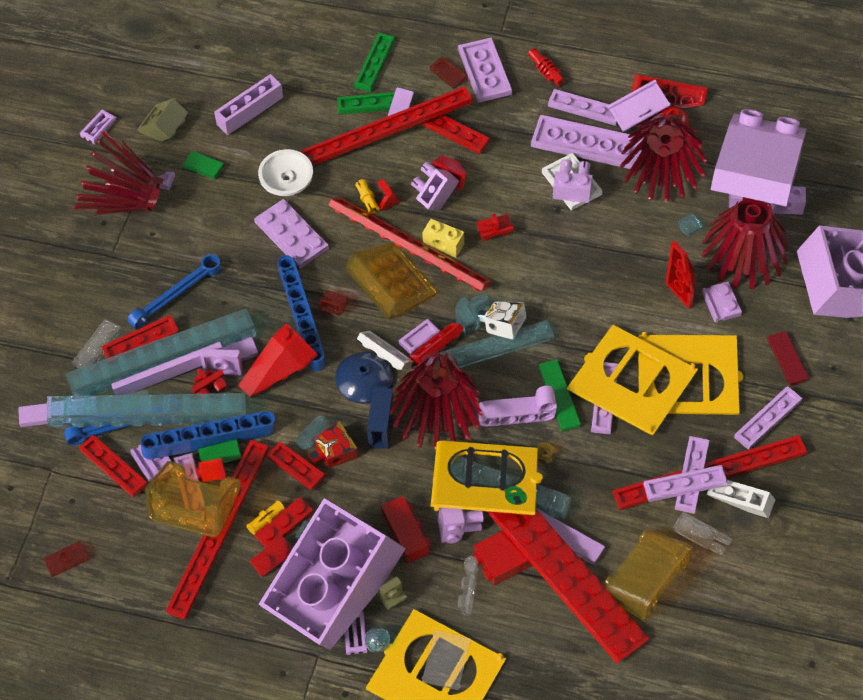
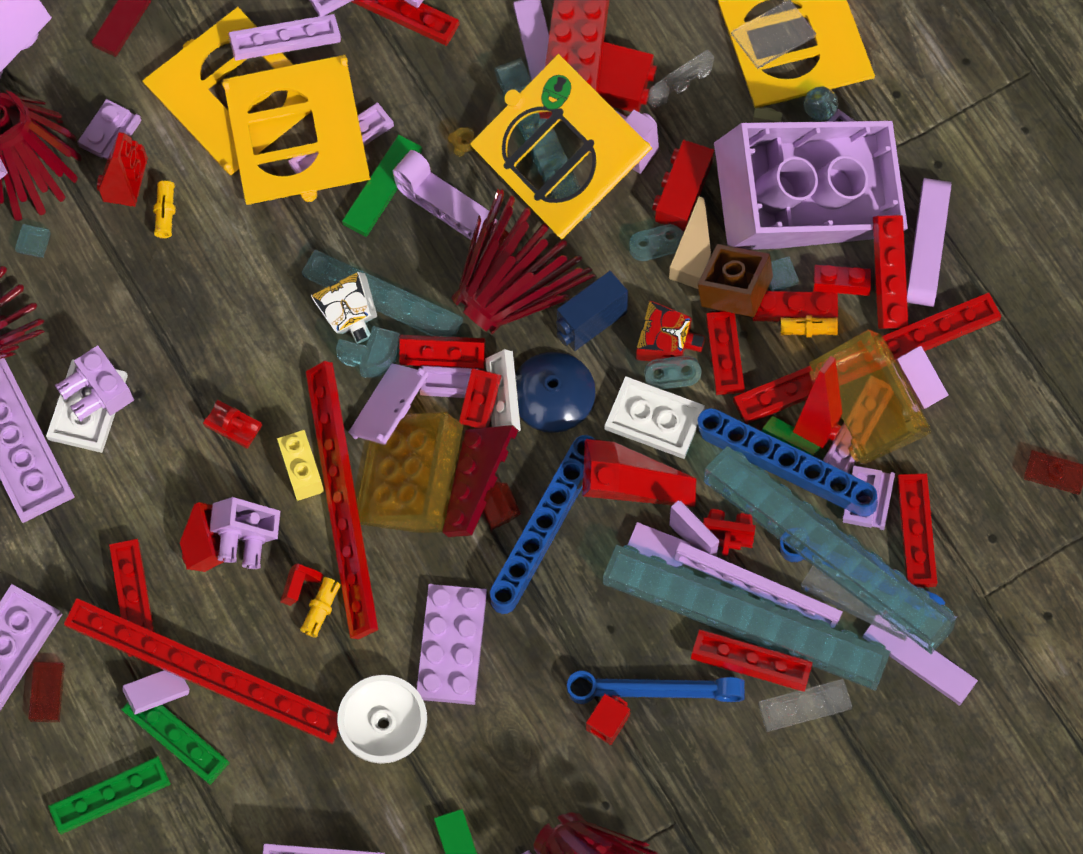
camera: 135 degrees left, 10 degrees up
(180, 541) = (921, 377): none -> lavender tile
(183, 260) = (608, 718): none -> red brick
(244, 618) = (928, 242): none -> lavender beam
(246, 574) = (890, 271): none -> red plate
(299, 405) = (654, 417): none -> white plate
(320, 486) = (735, 280): none -> reddish brown brick
(359, 306) = (474, 476): none -> dark red wing
(363, 500) = (693, 249): none -> tan slope
(390, 490) = (657, 245): none -> clear light blue plate
(392, 336) = (480, 399): none -> red plate
(433, 296) = (388, 403): none -> lavender door
(647, 289) = (164, 216): none -> yellow pin
(694, 415) = (284, 37): none -> lavender plate

